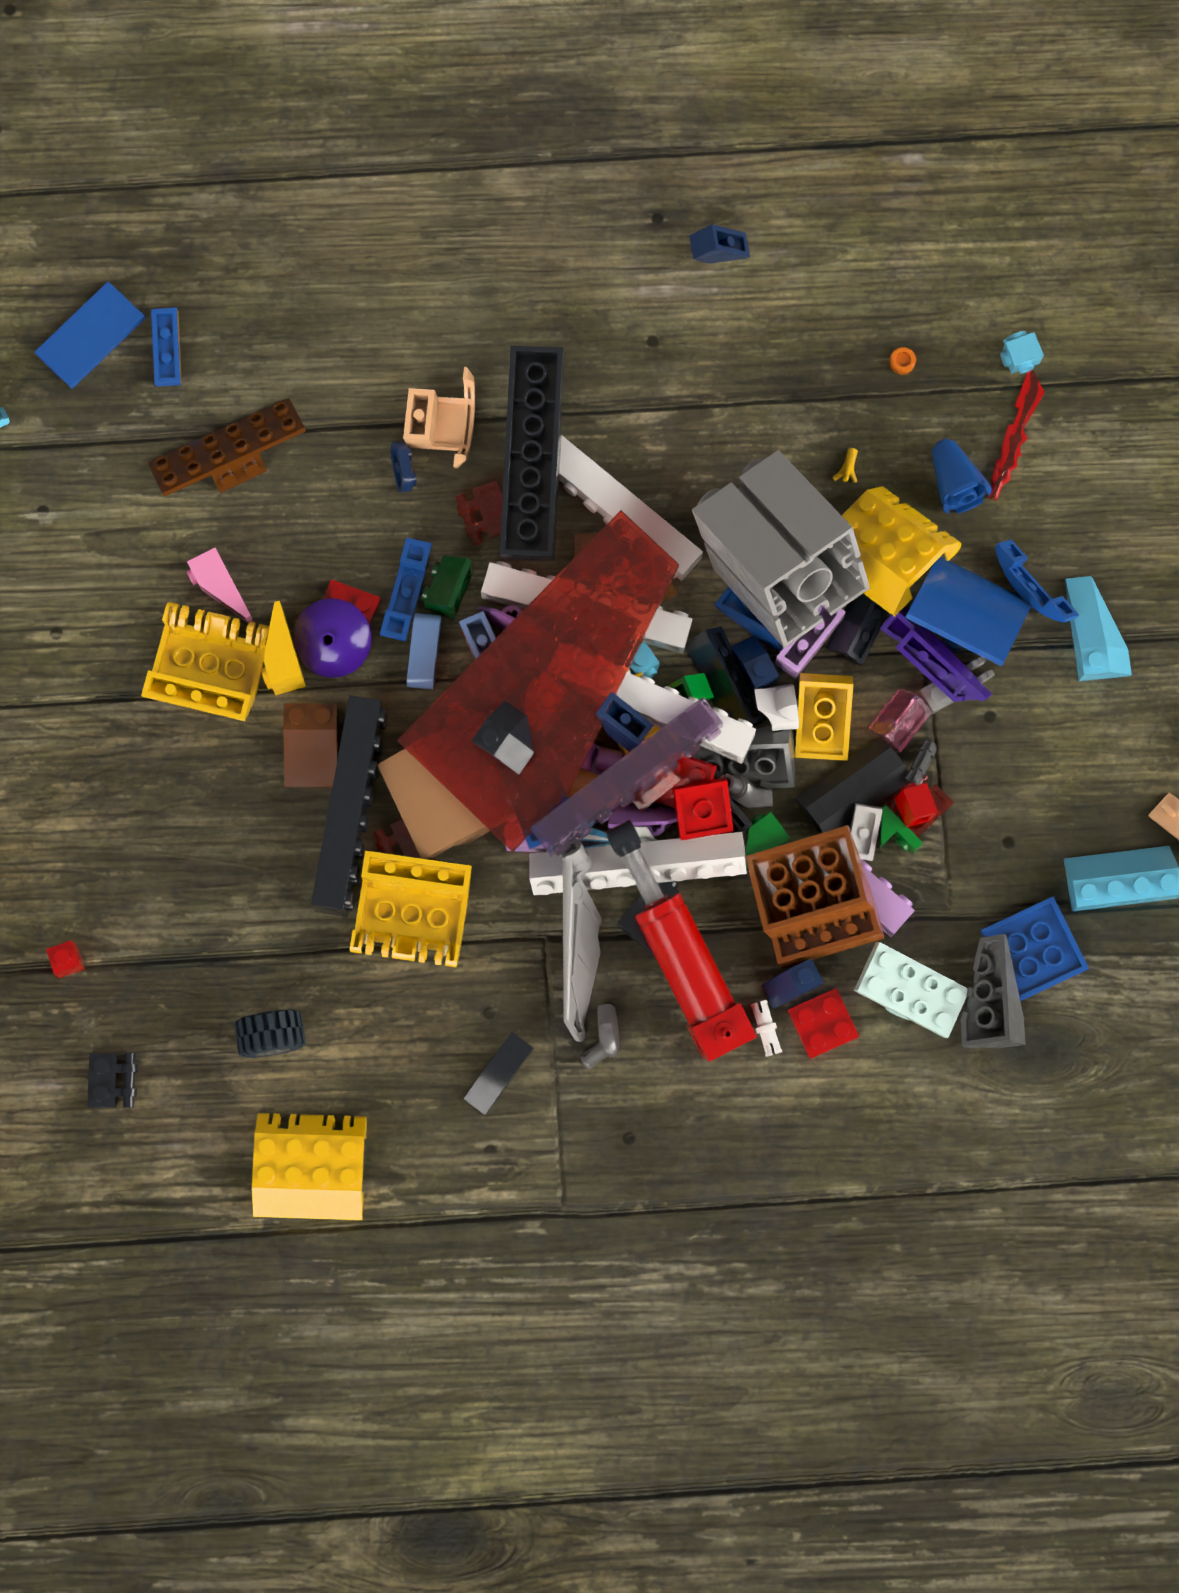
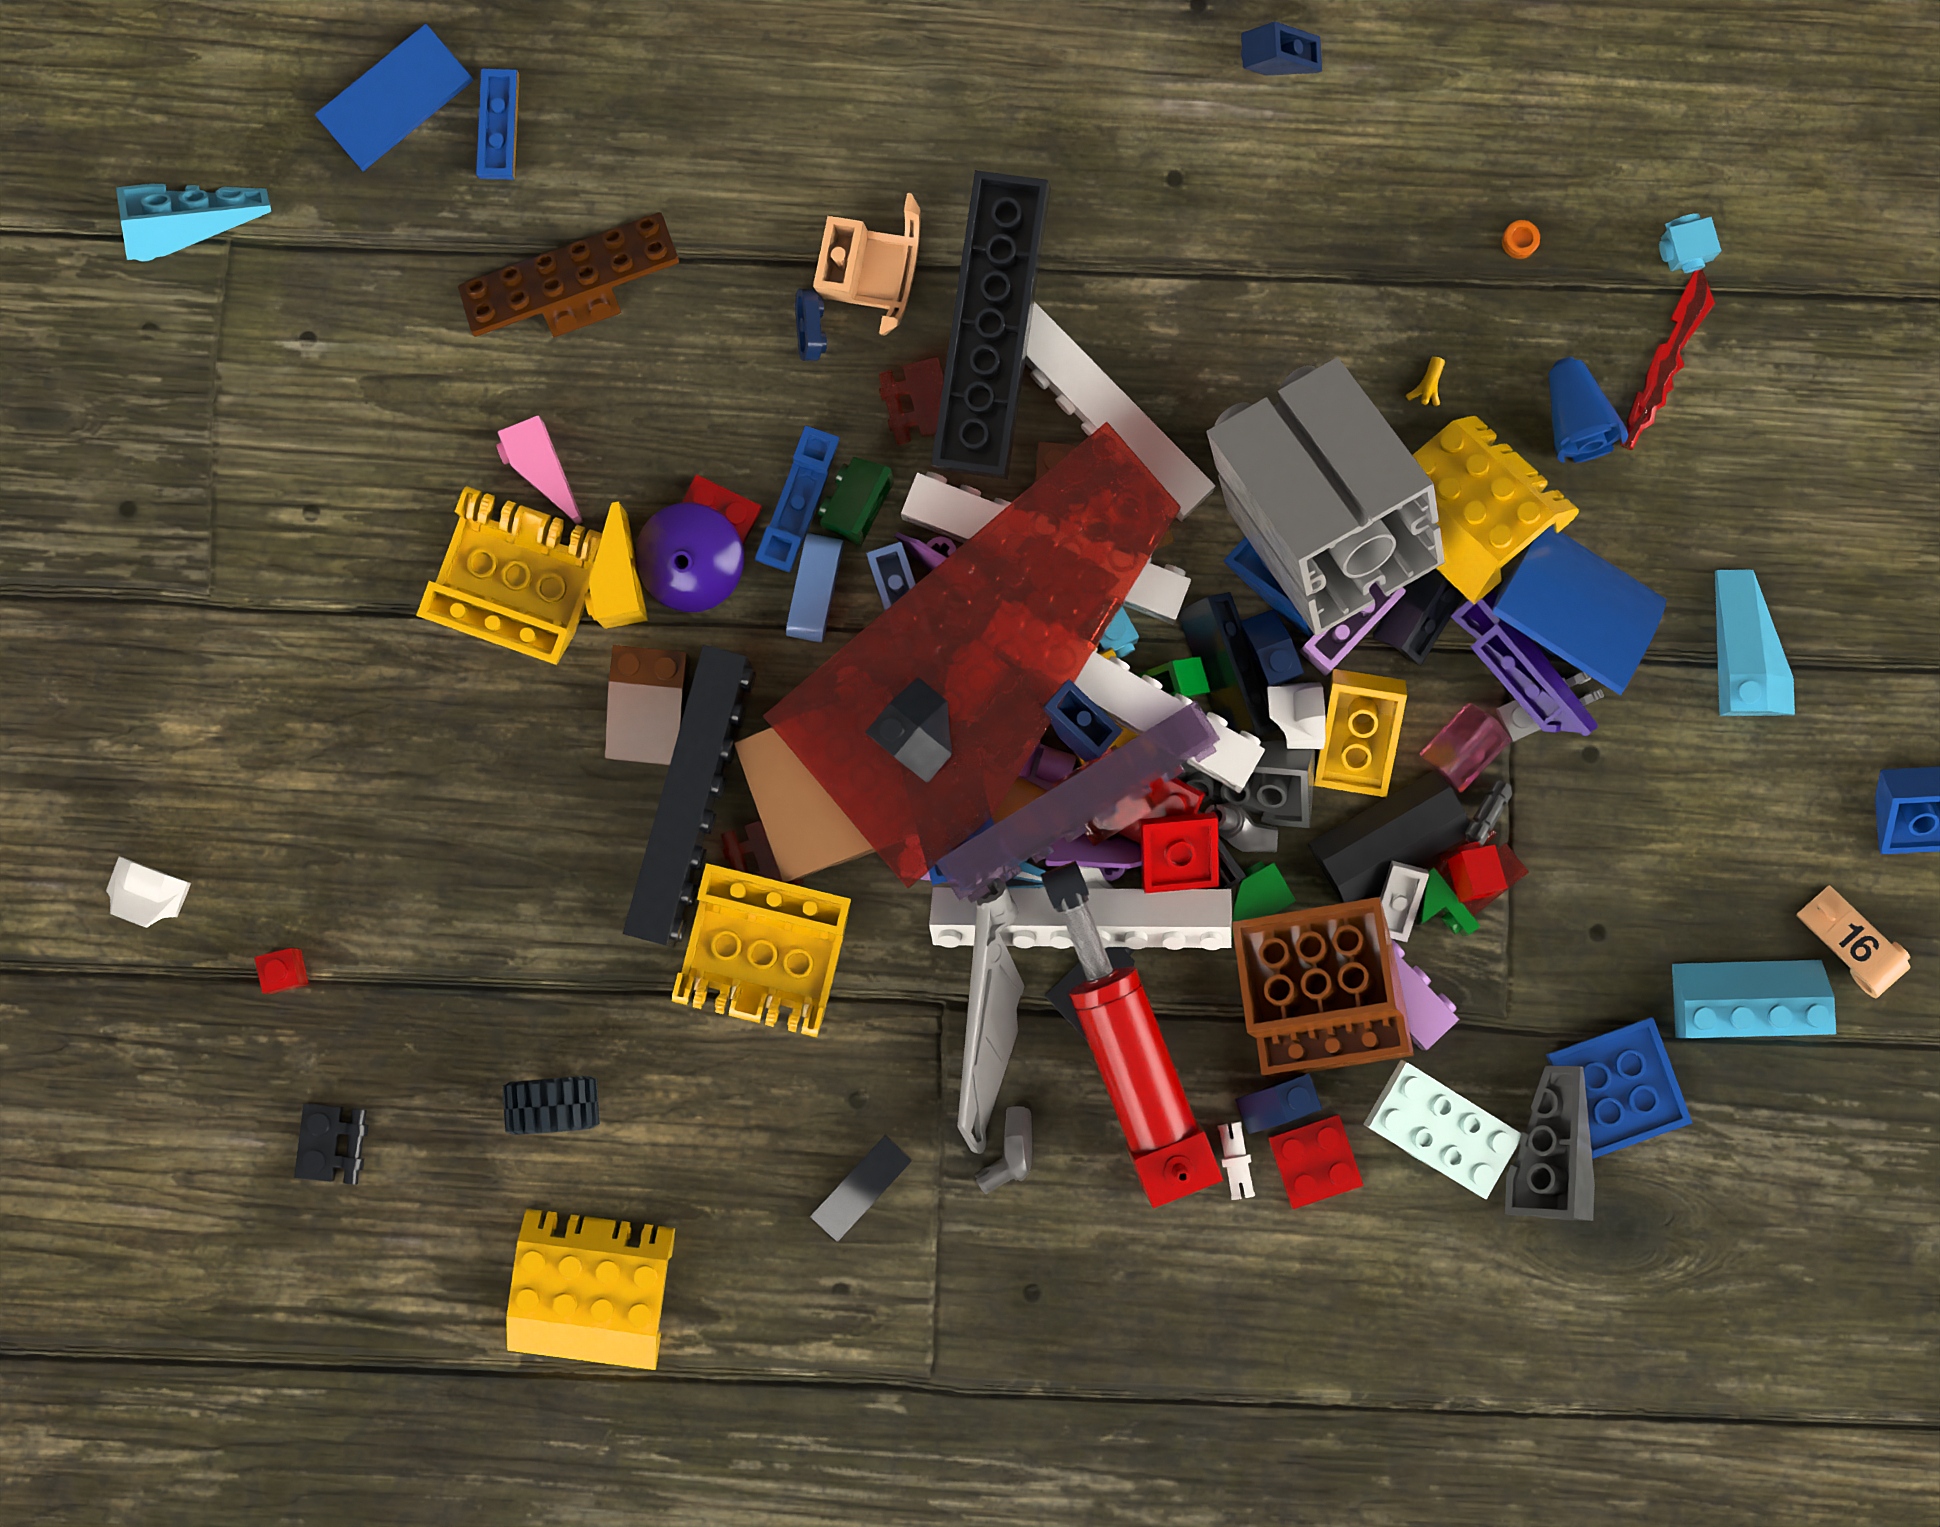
camera: 10 degrees right, 5 degrees up
(1011, 561) = (1643, 537): blue slope -> none

